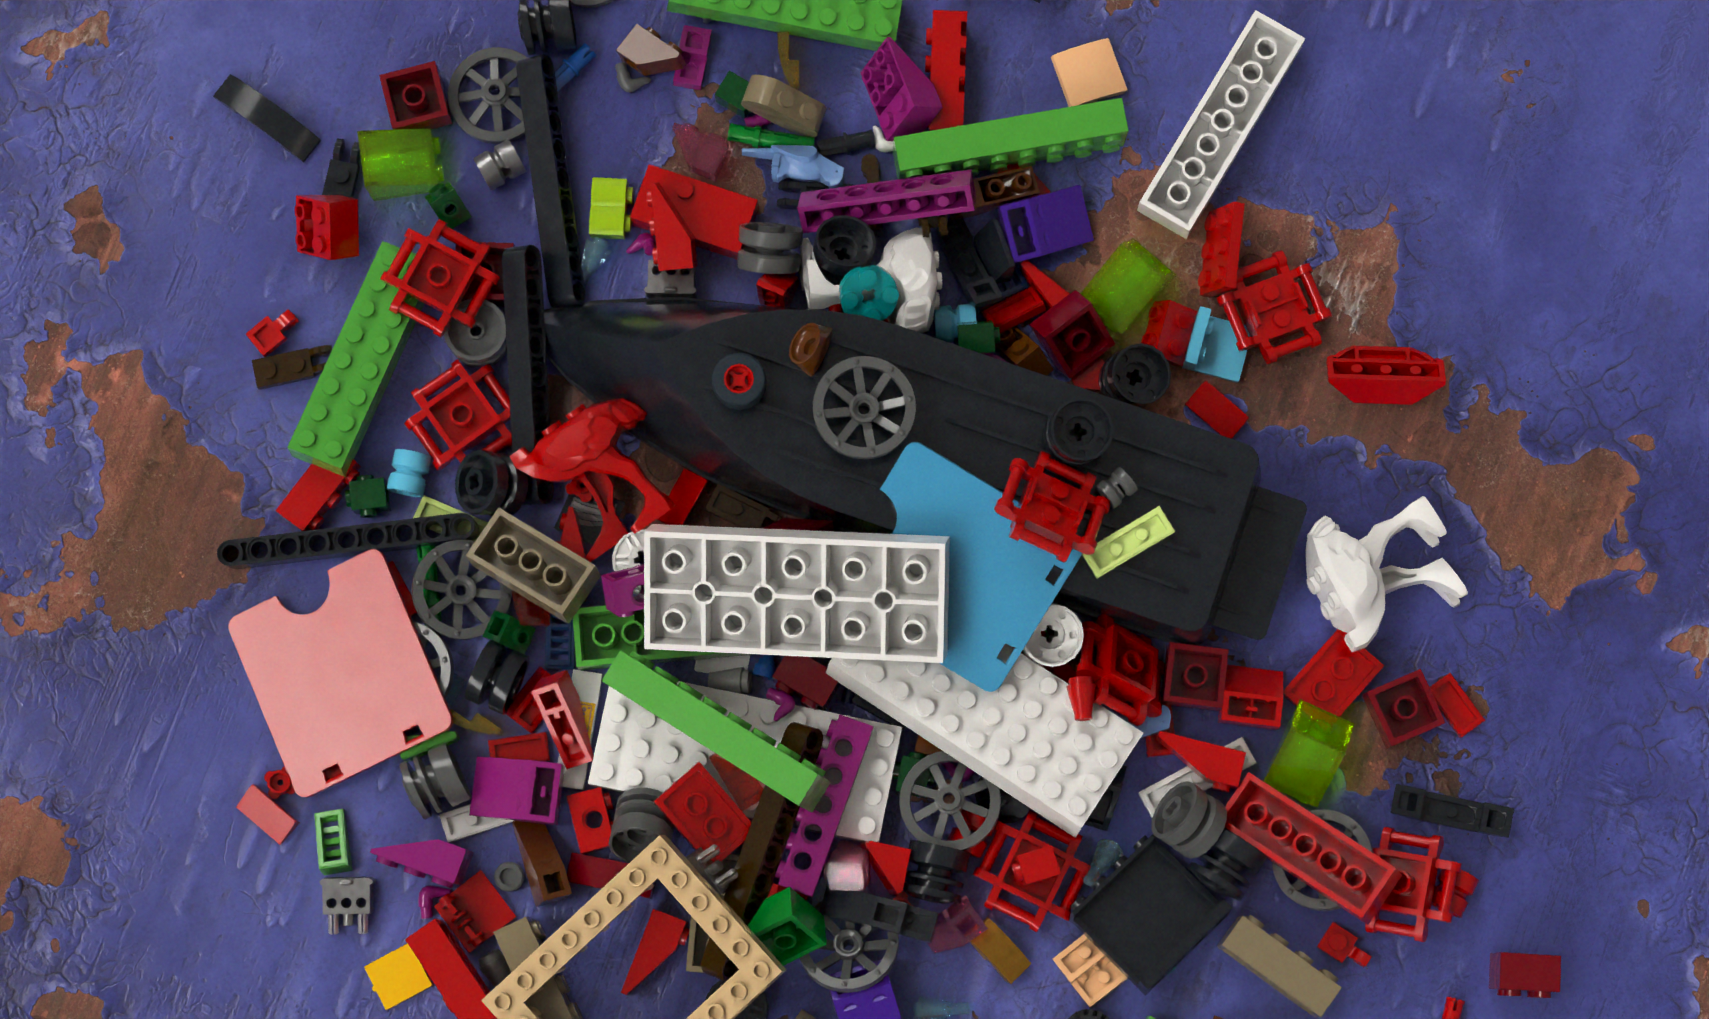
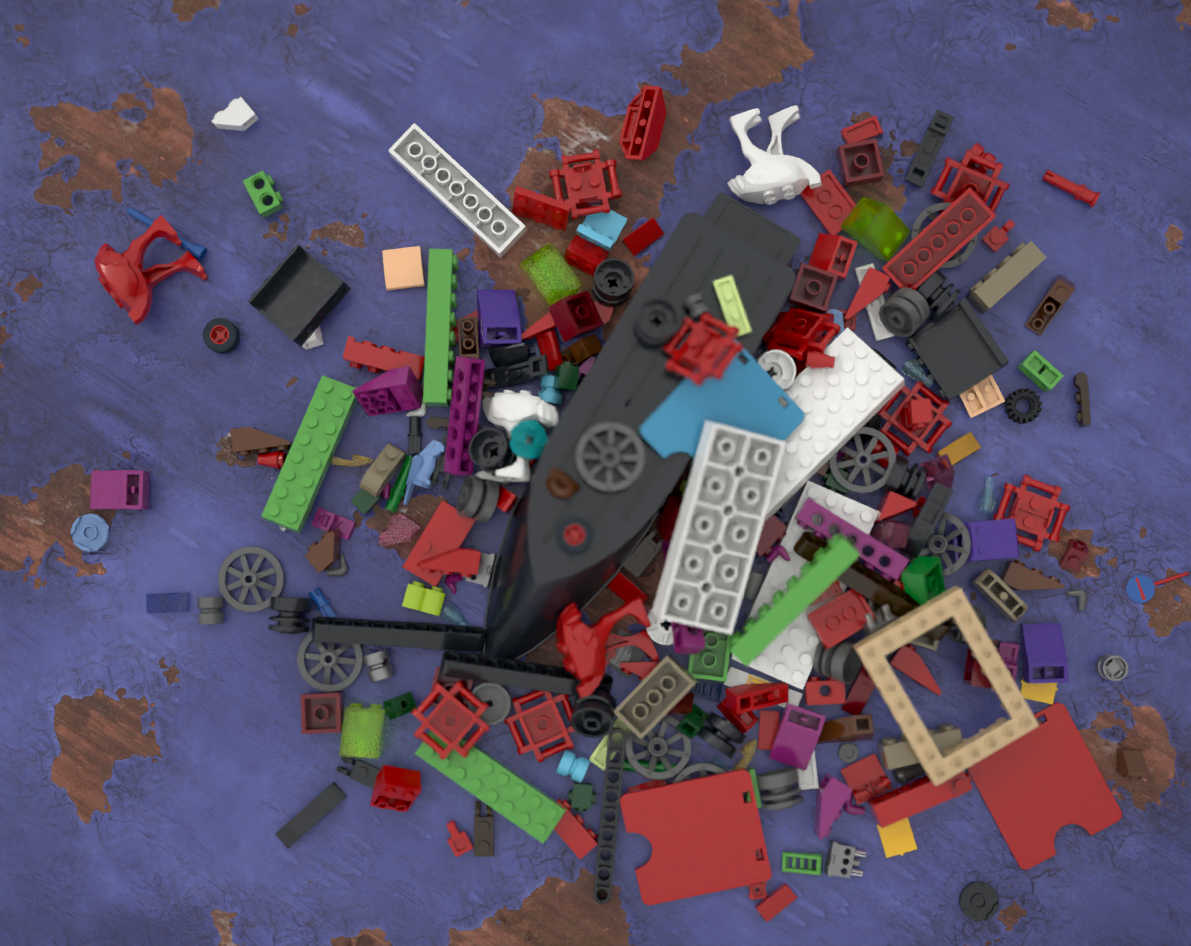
camera: 80 degrees left, 5 degrees up
(1524, 972) = (1040, 127): dark red brick -> none

